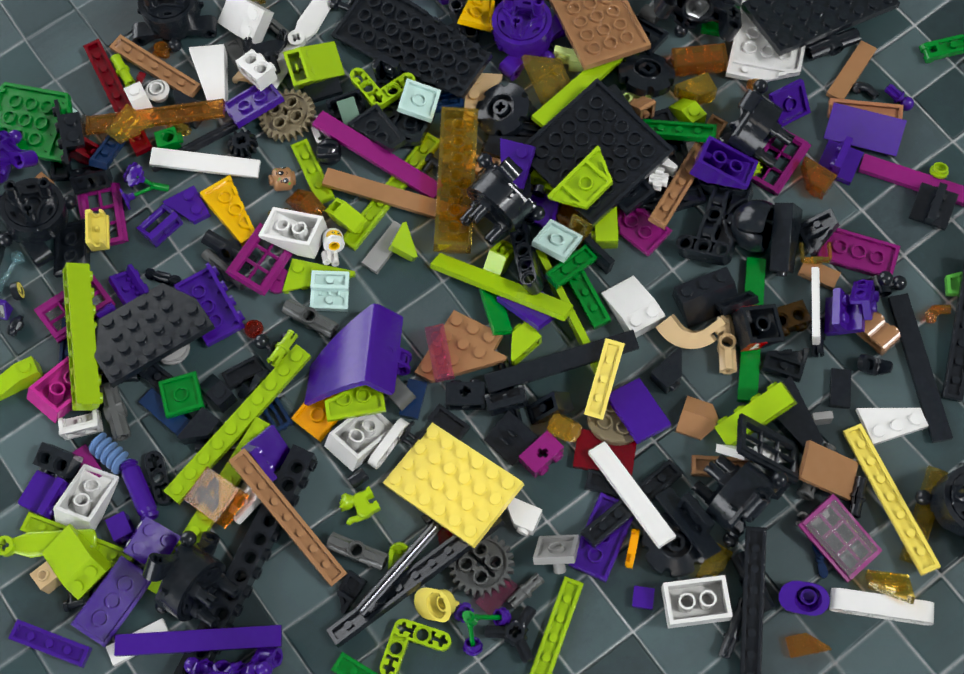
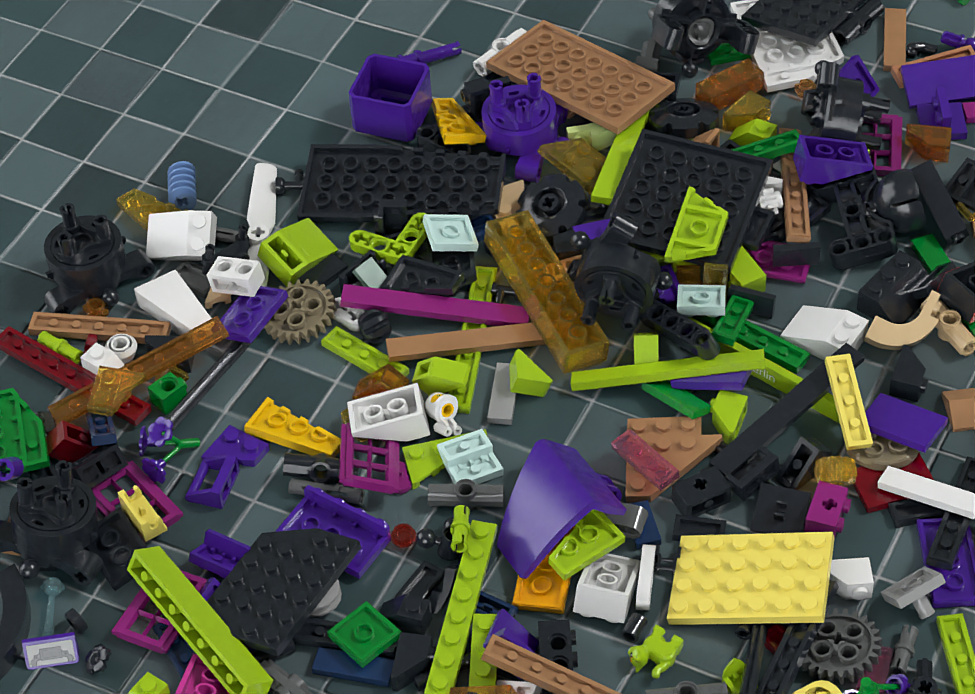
camera: 30 degrees left, 20 degrees down
(70, 131) = (45, 421): black bracket -> none
(162, 277) = (252, 532): black axle -> none
(205, 163) = (230, 395): white tile -> none
(242, 144) = (263, 360): black gear -> none
(282, 179) = (336, 374): medium nougat head -> none
(651, 232) = (796, 254): none -> black tile

